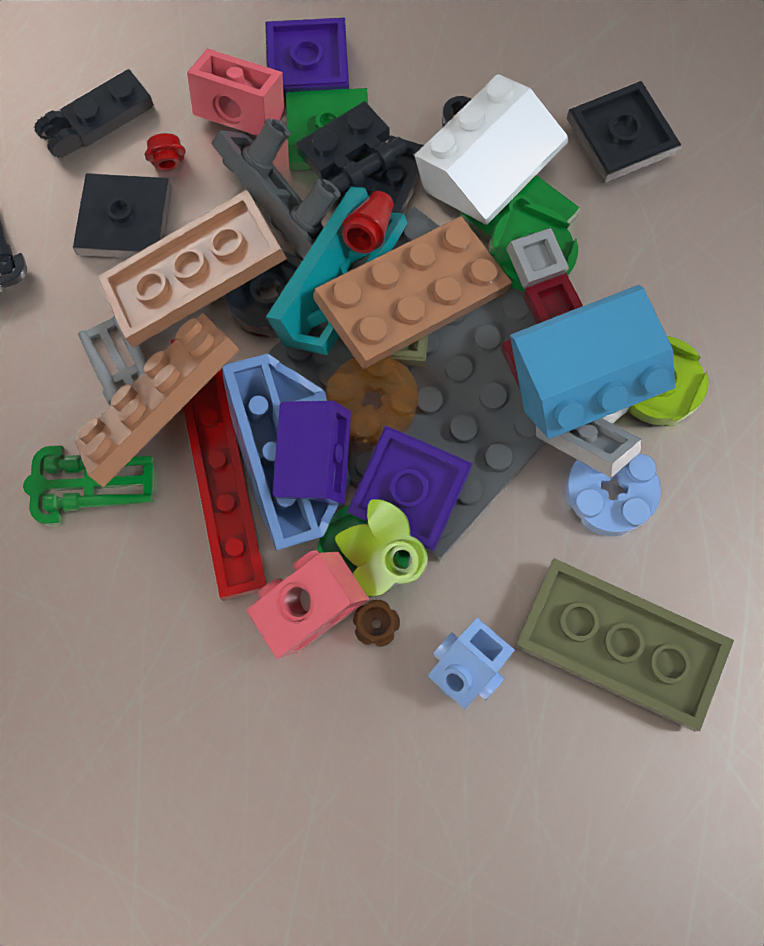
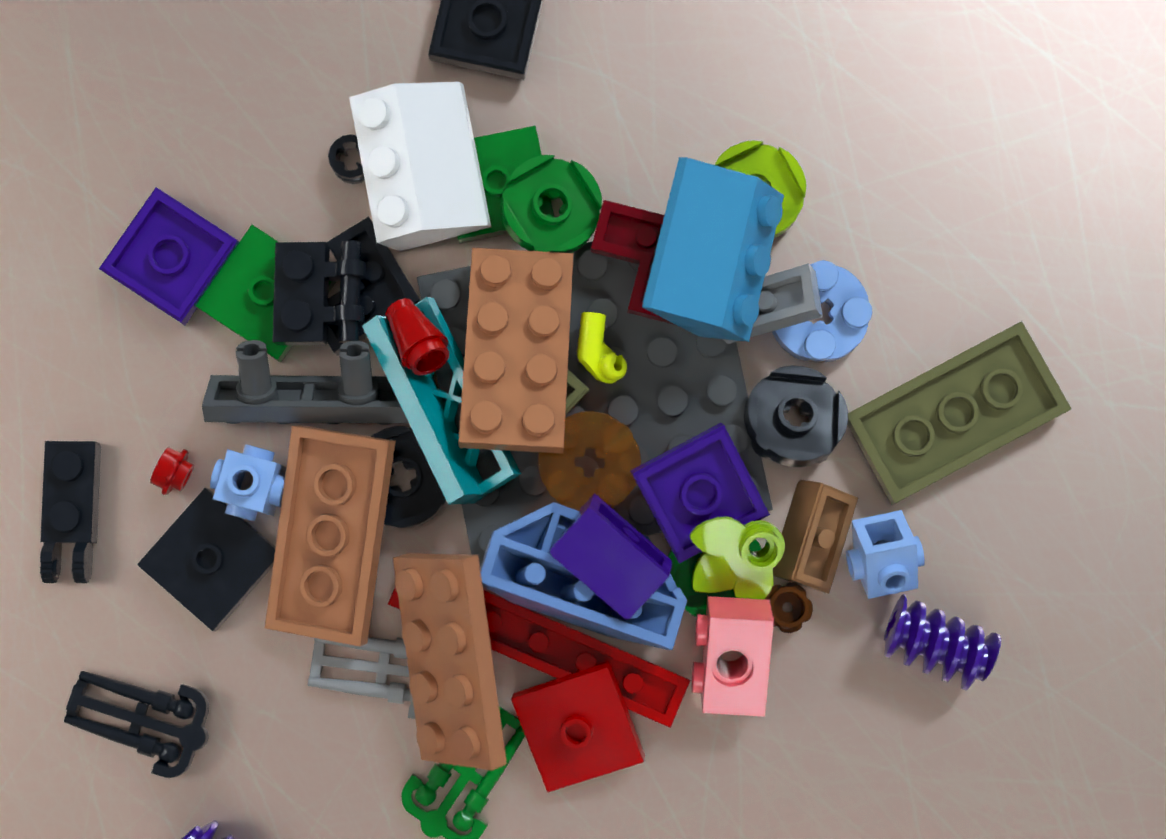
camera: 55 degrees left, 10 degrees up
(173, 531) = (578, 727): none -> red plate
(188, 193) = (266, 488): none -> light blue brick
(235, 91) = (168, 358): coral brick -> none
(434, 760) = (941, 642): none -> dark purple piece
(445, 606) = (815, 535): none -> medium nougat slope
(454, 345) = (594, 353): none -> neon yellow arm
(502, 538) = (775, 436): none -> black plate
(537, 257) = (573, 216): light grey plate -> none

